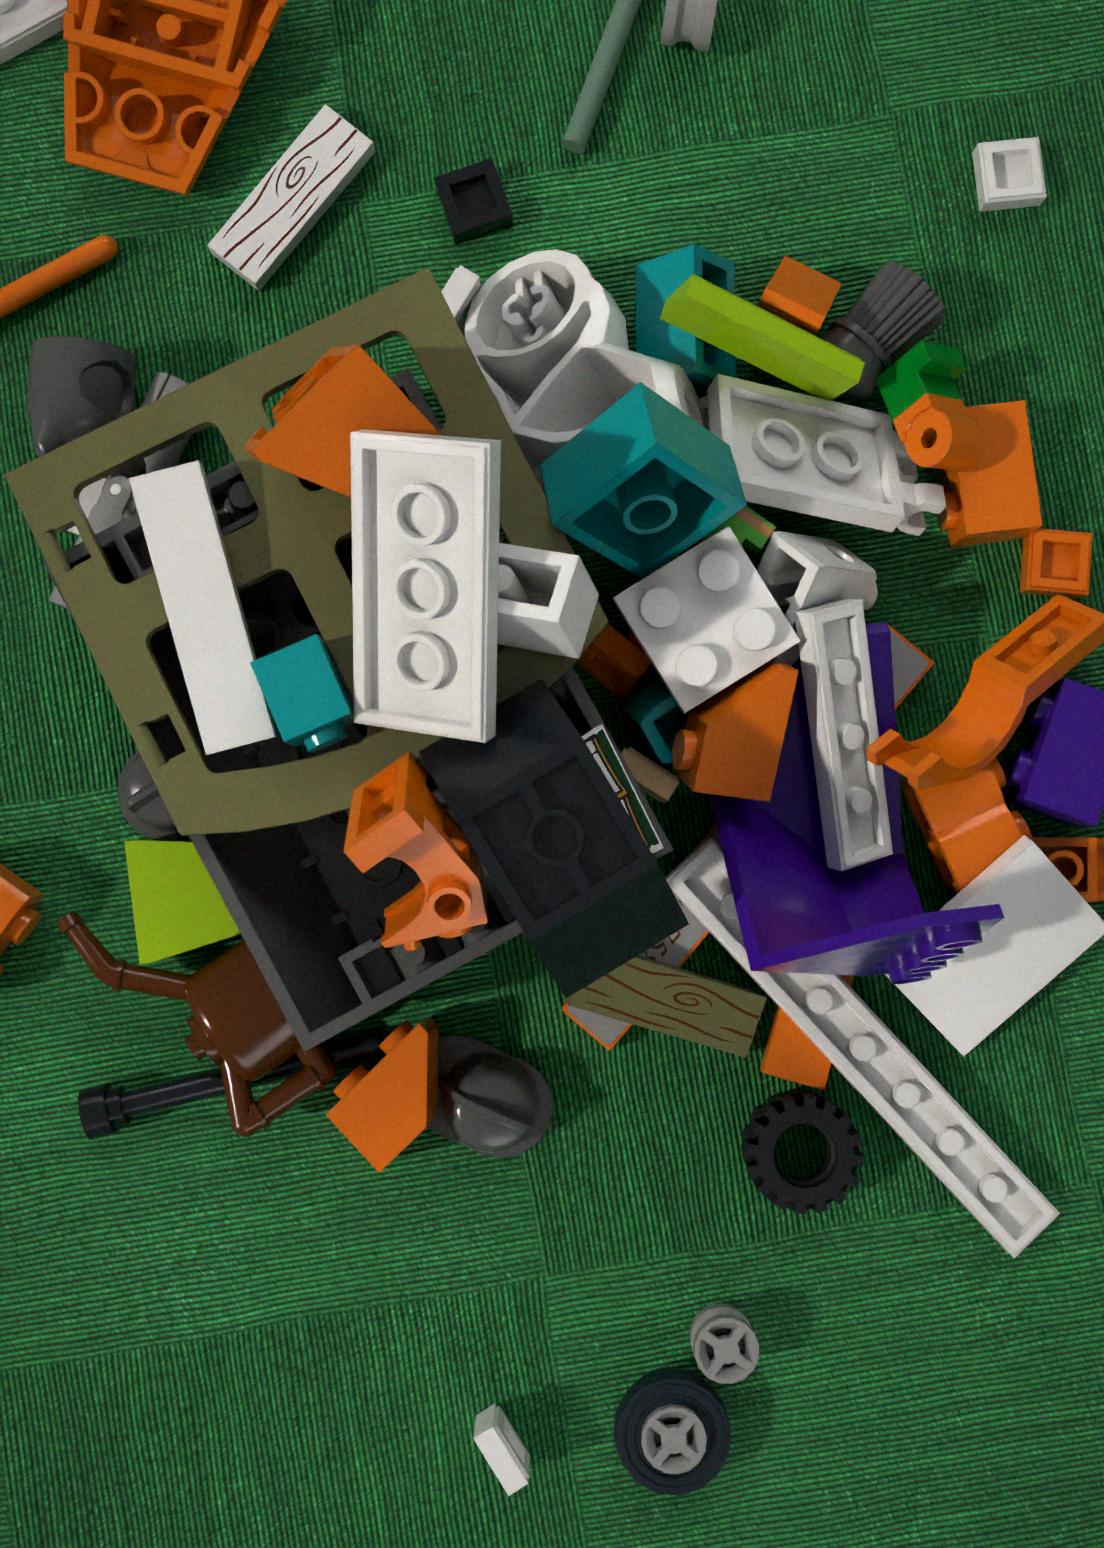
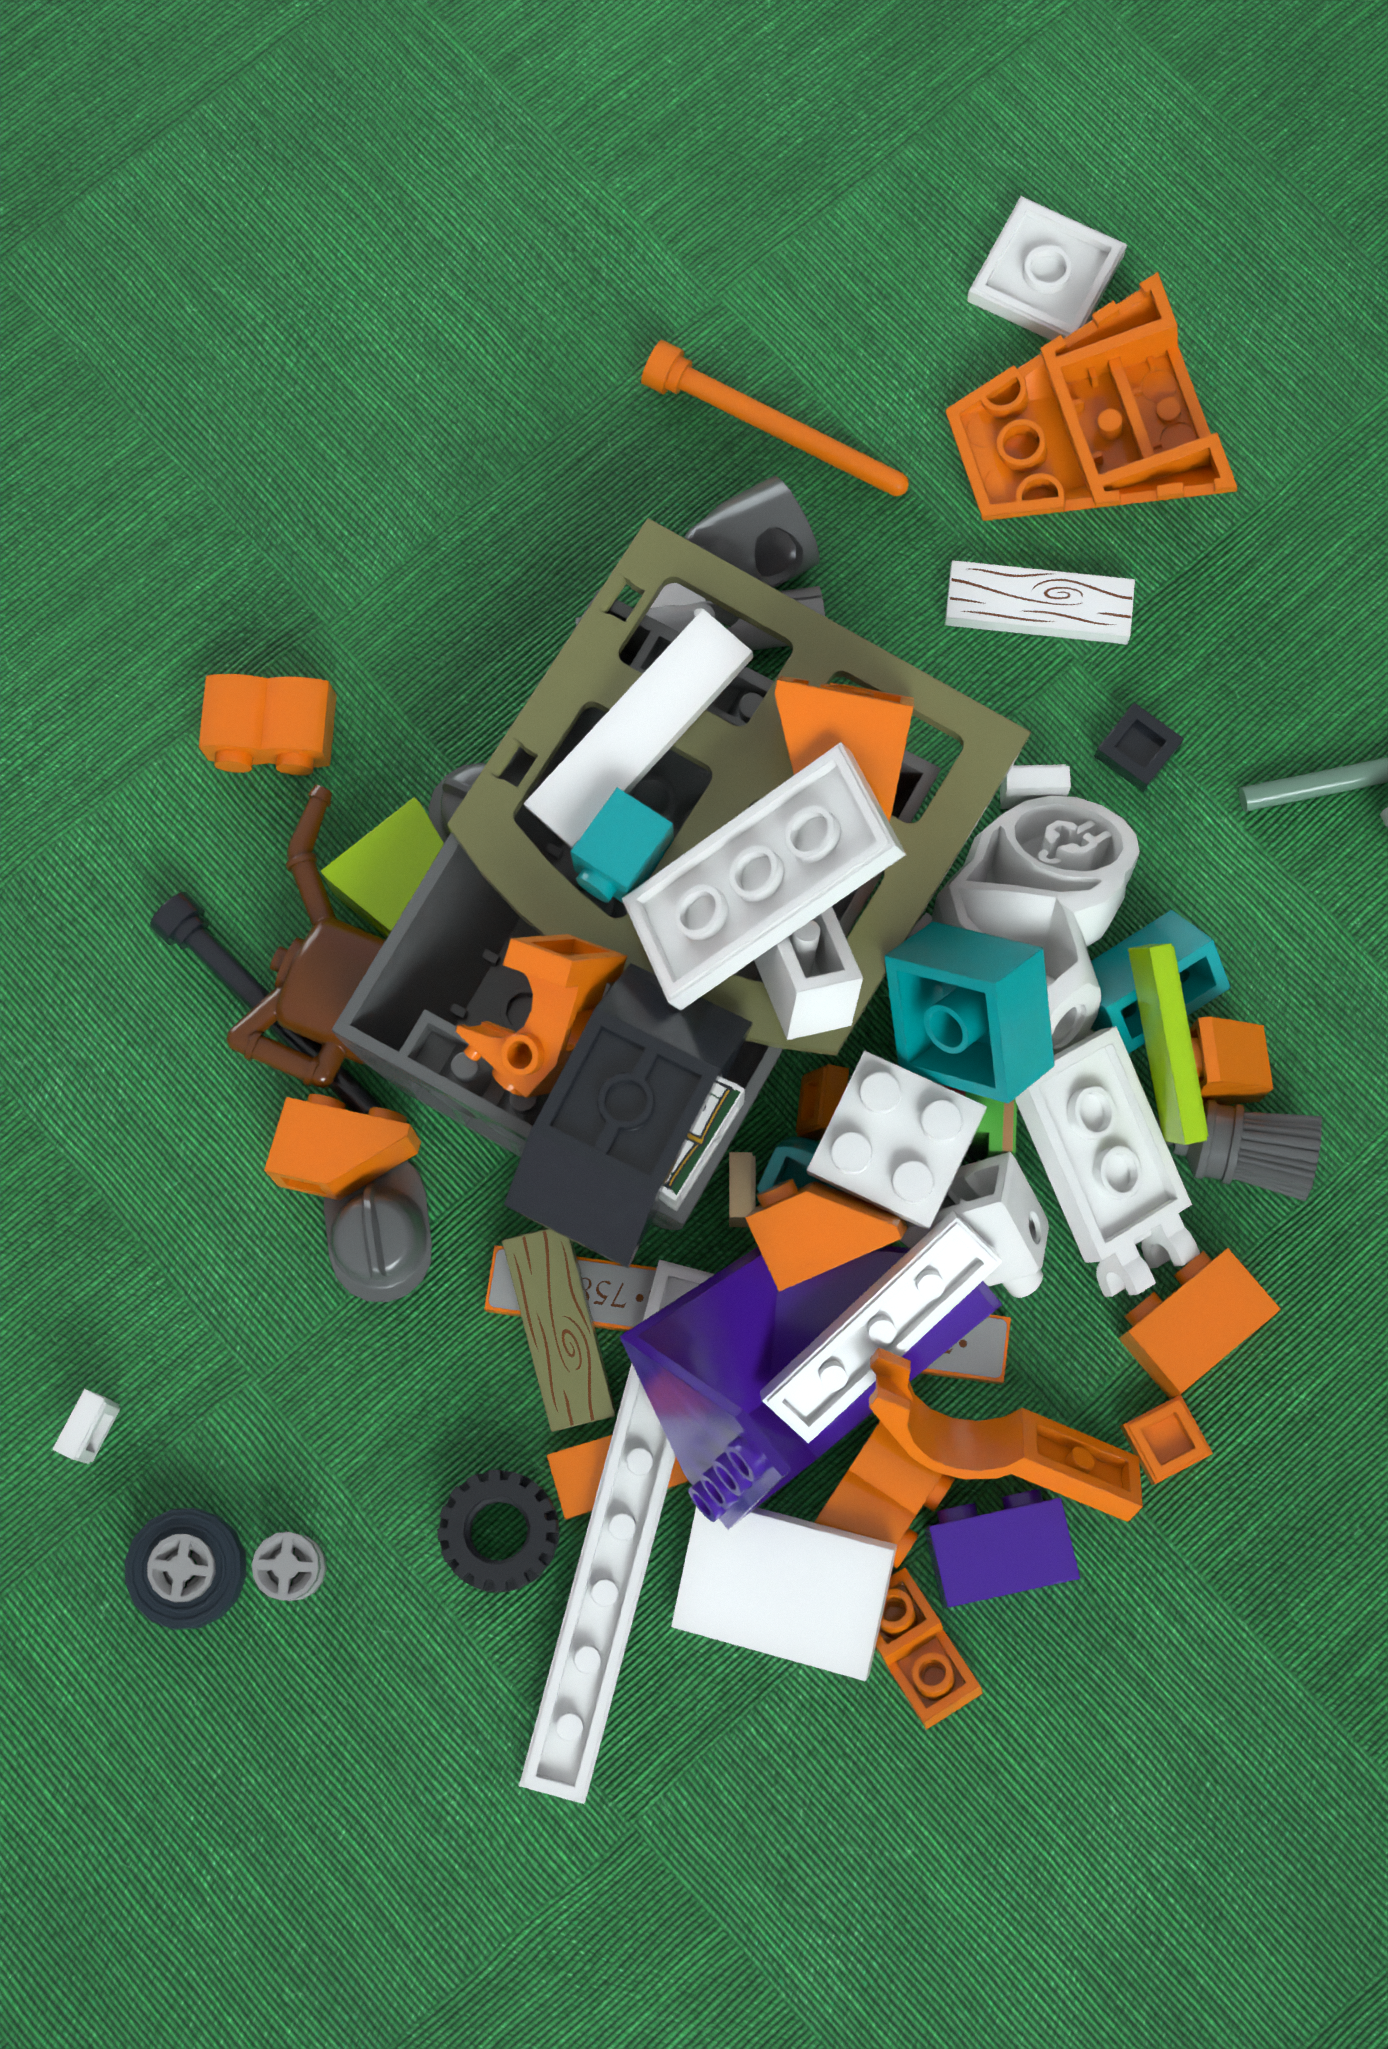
camera: 65 degrees right, 10 degrees down
(930, 409) = (1214, 1228): leg -> none

